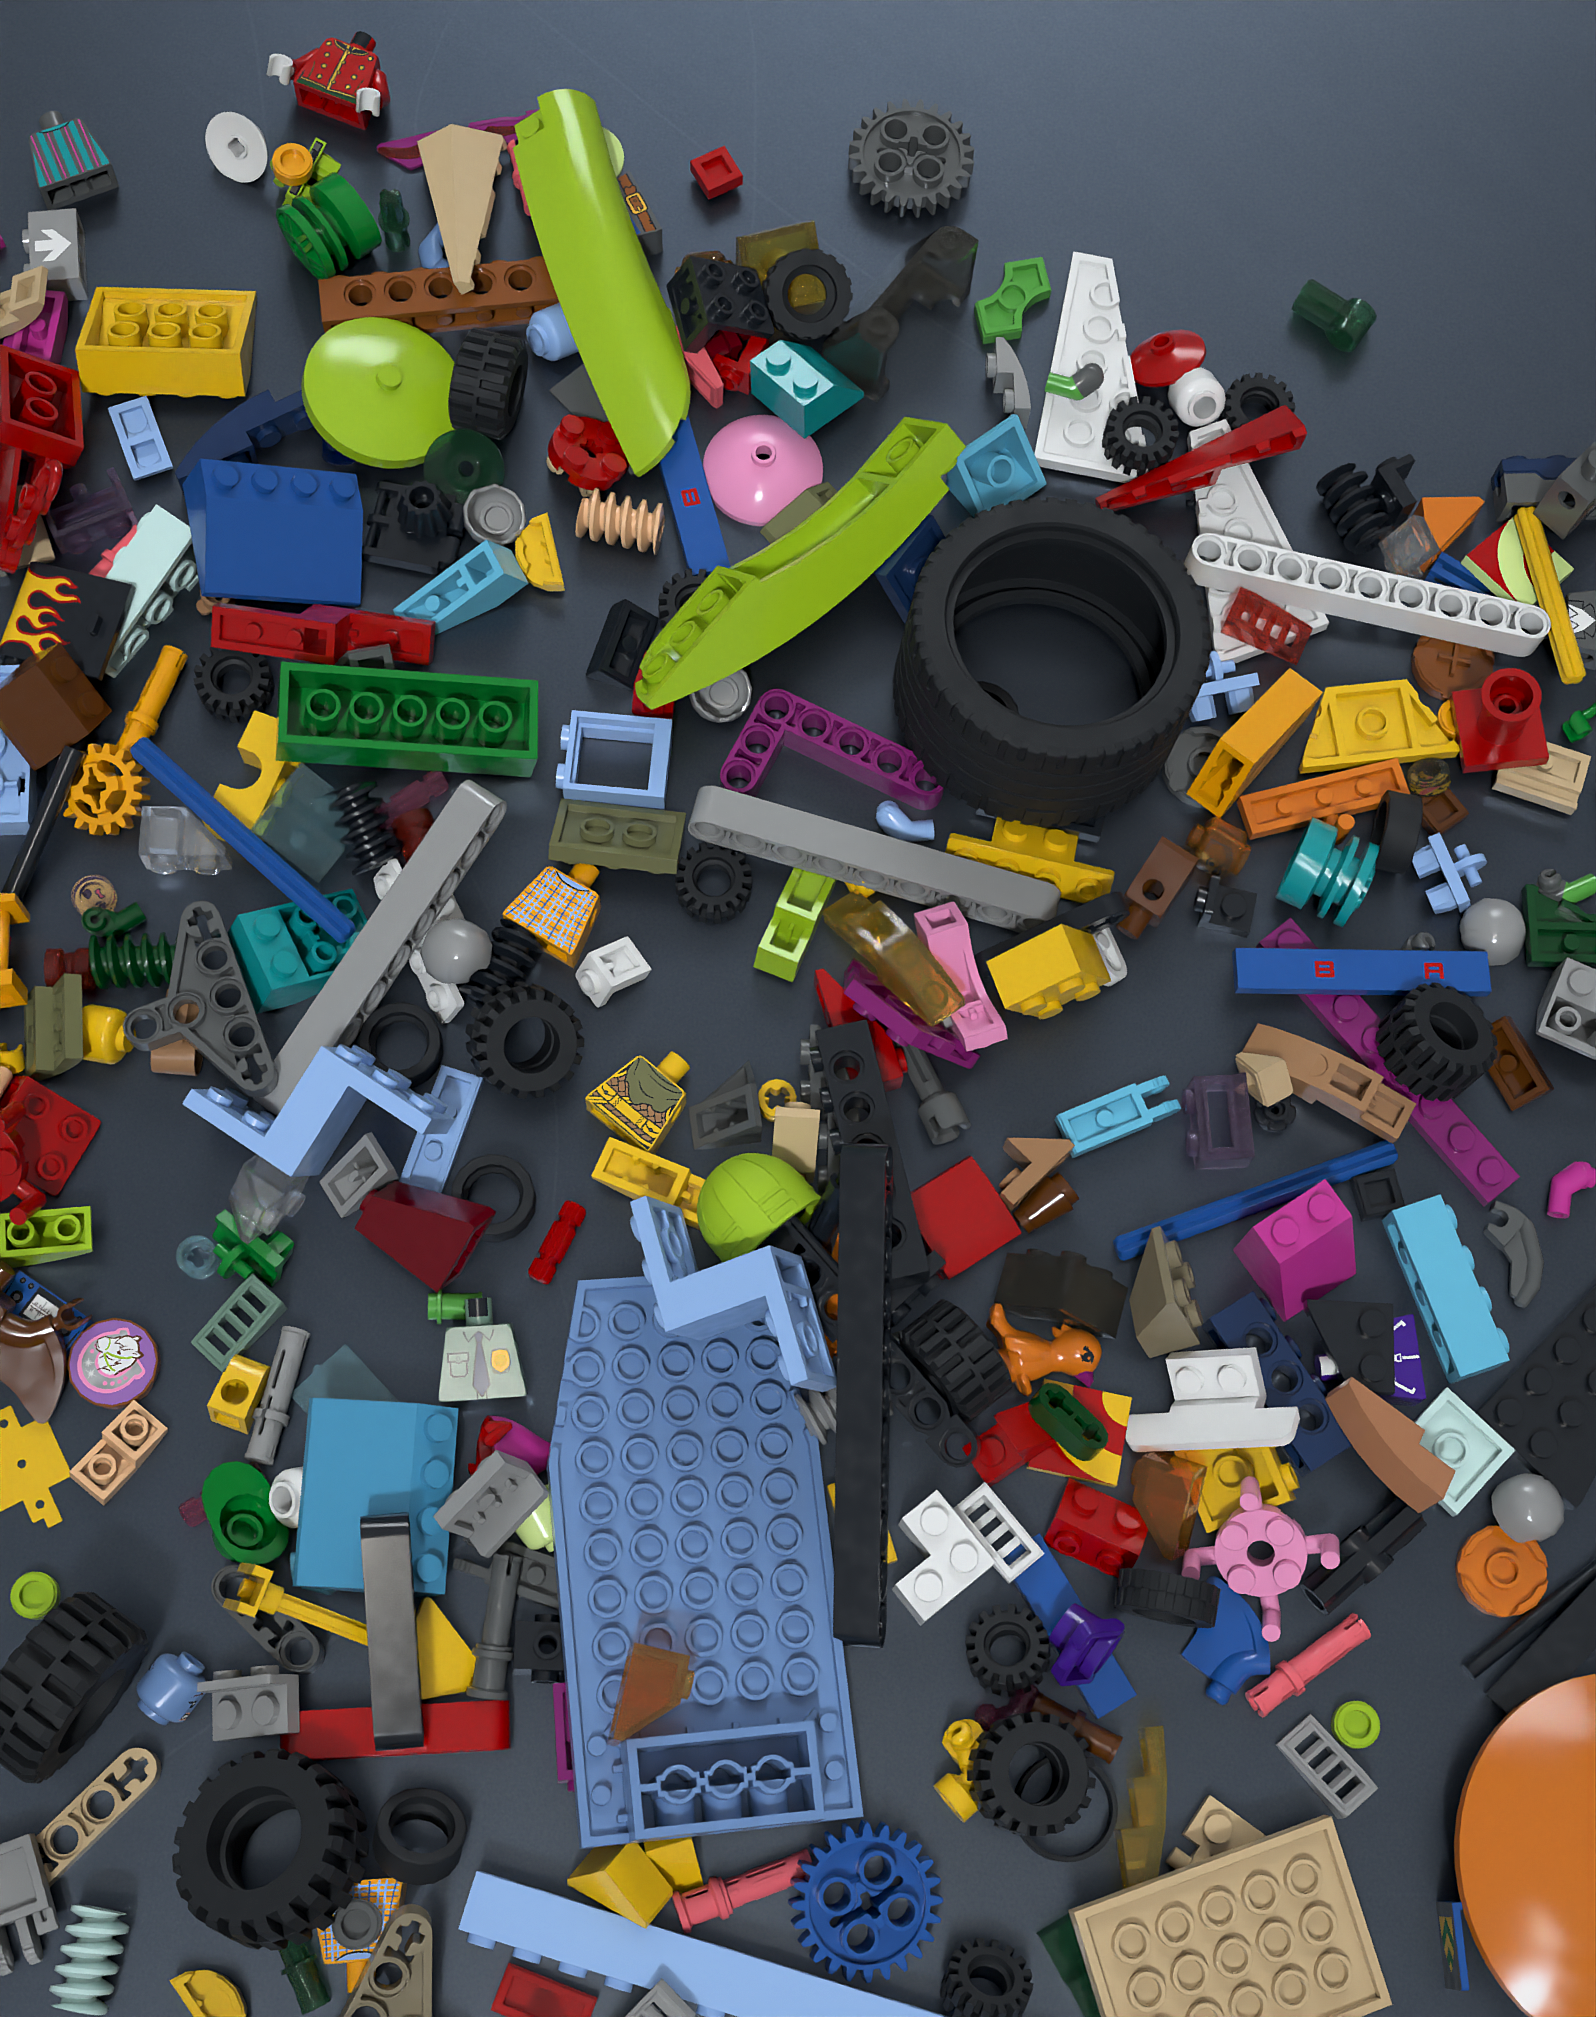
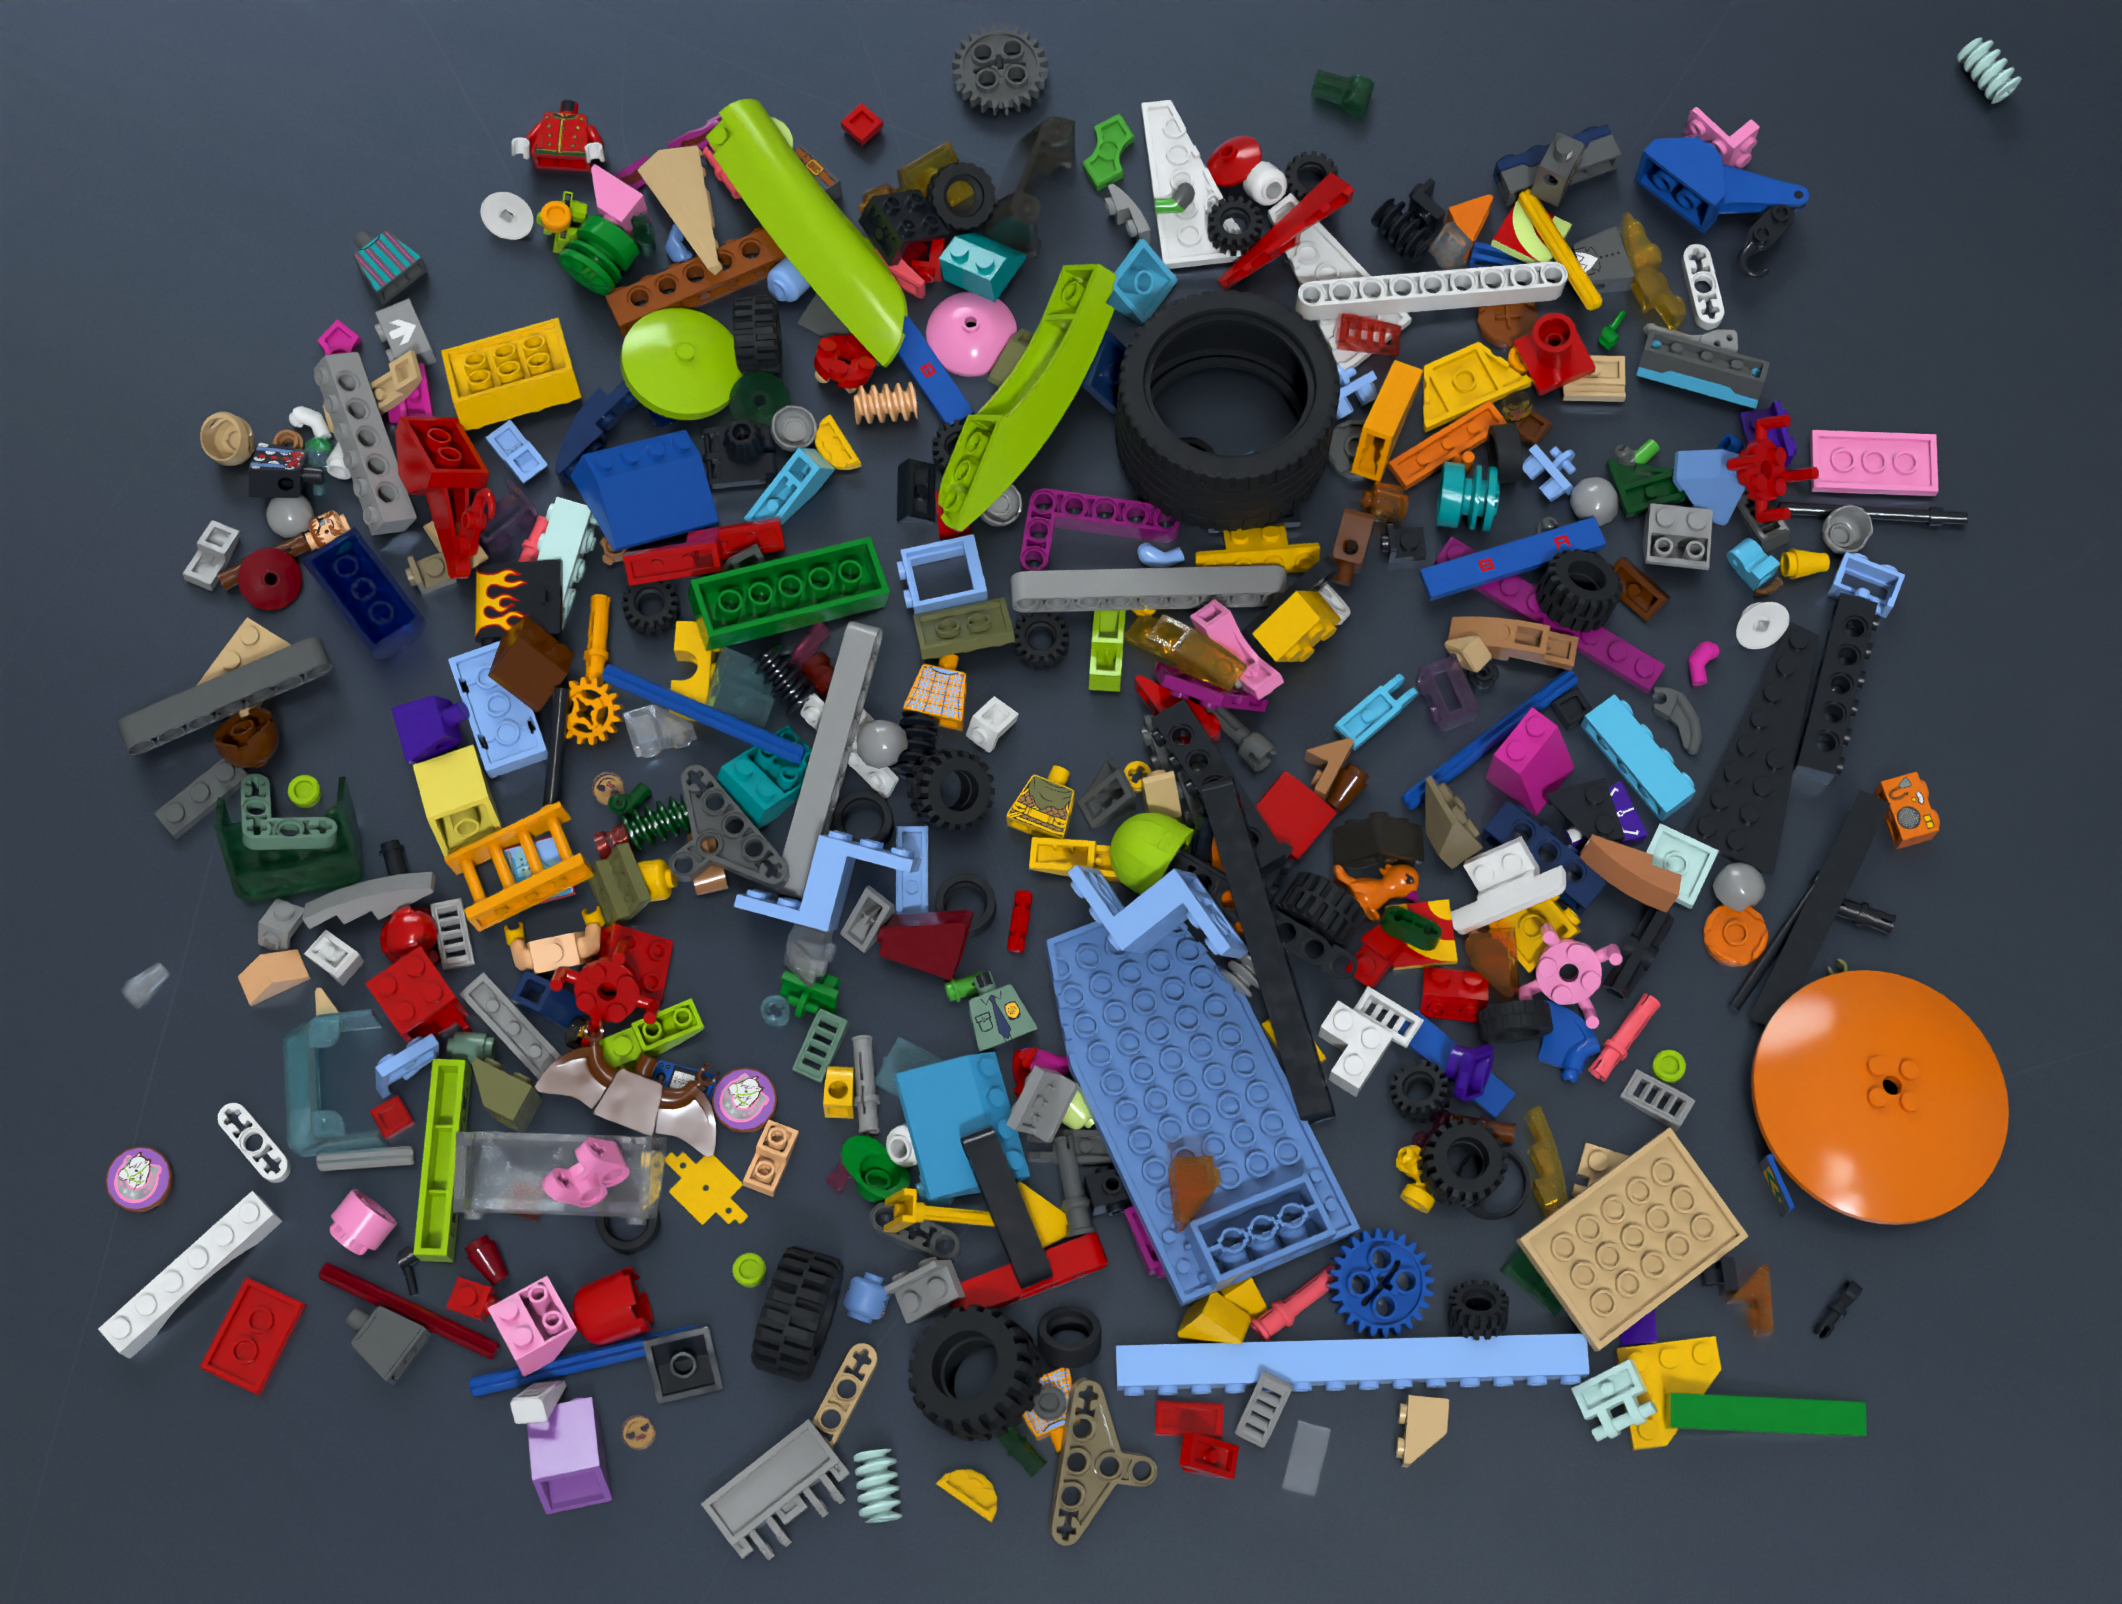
camera: 10 degrees left, 0 degrees up
(374, 167) = (617, 200): none -> bright pink slope

